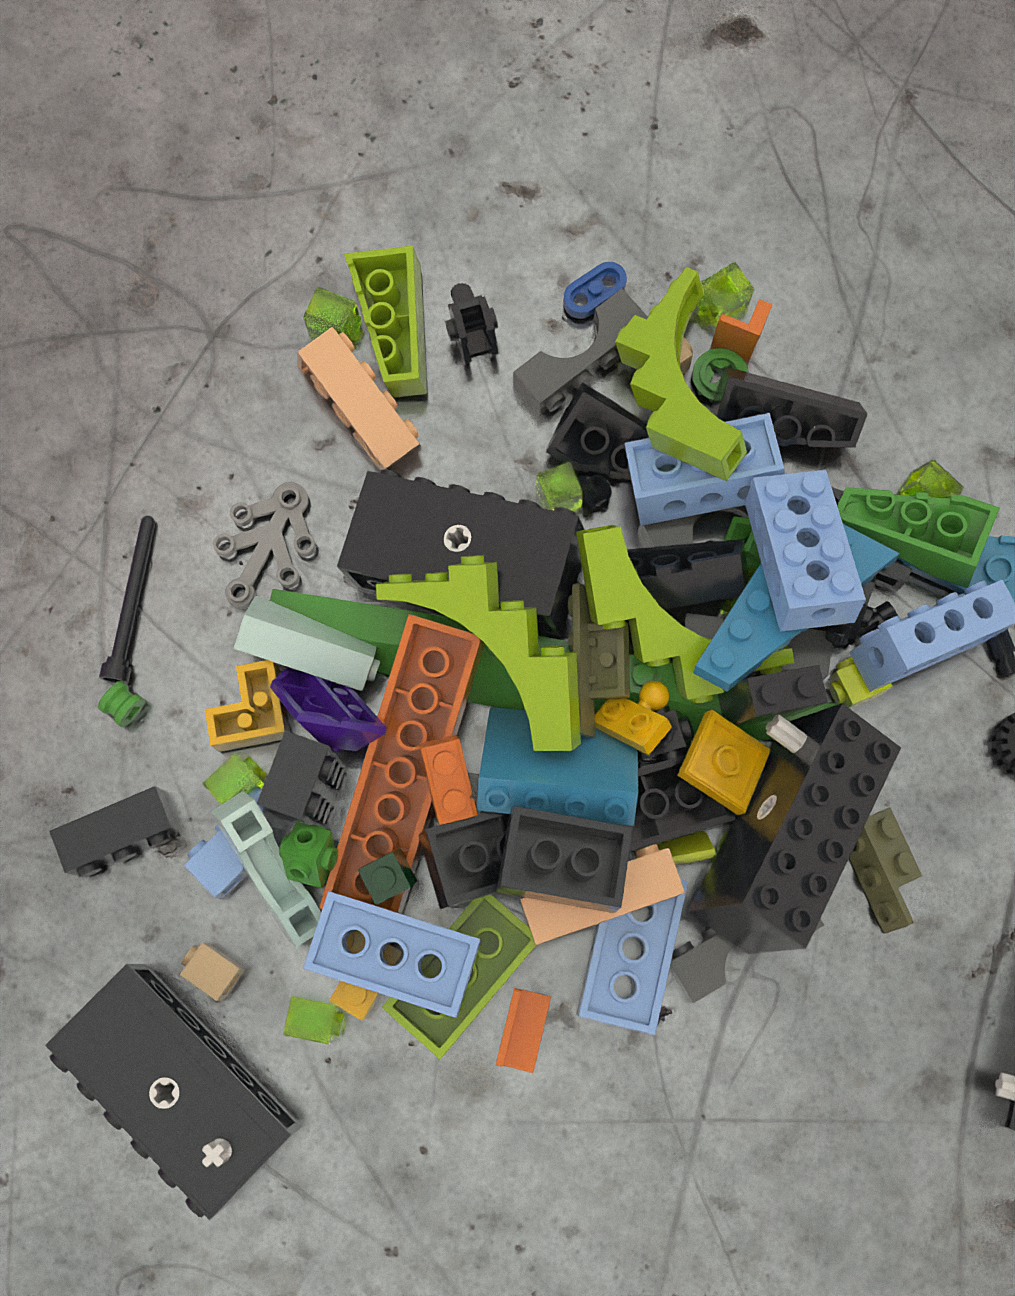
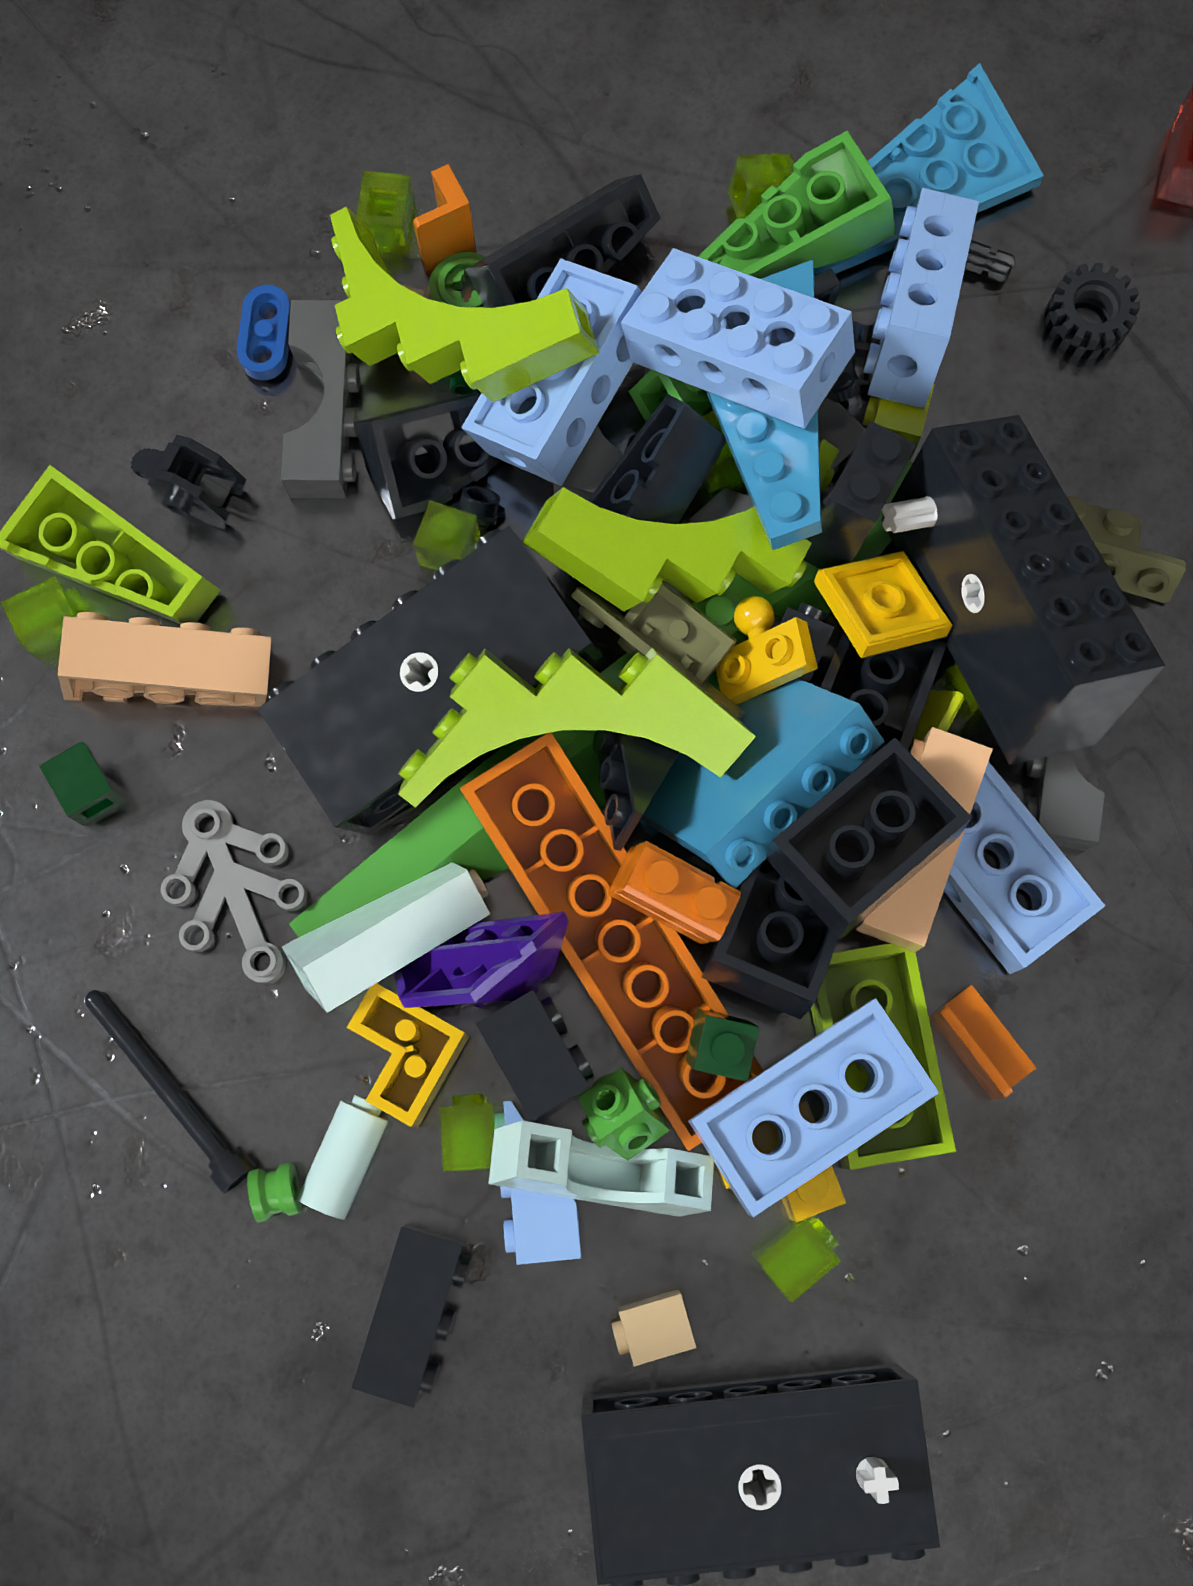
camera: 50 degrees left, 0 degrees up
(167, 725) = (343, 1158): none -> light aqua brick
(254, 414) = (81, 784): none -> dark green panel
(495, 705) = (630, 777): none -> black slope

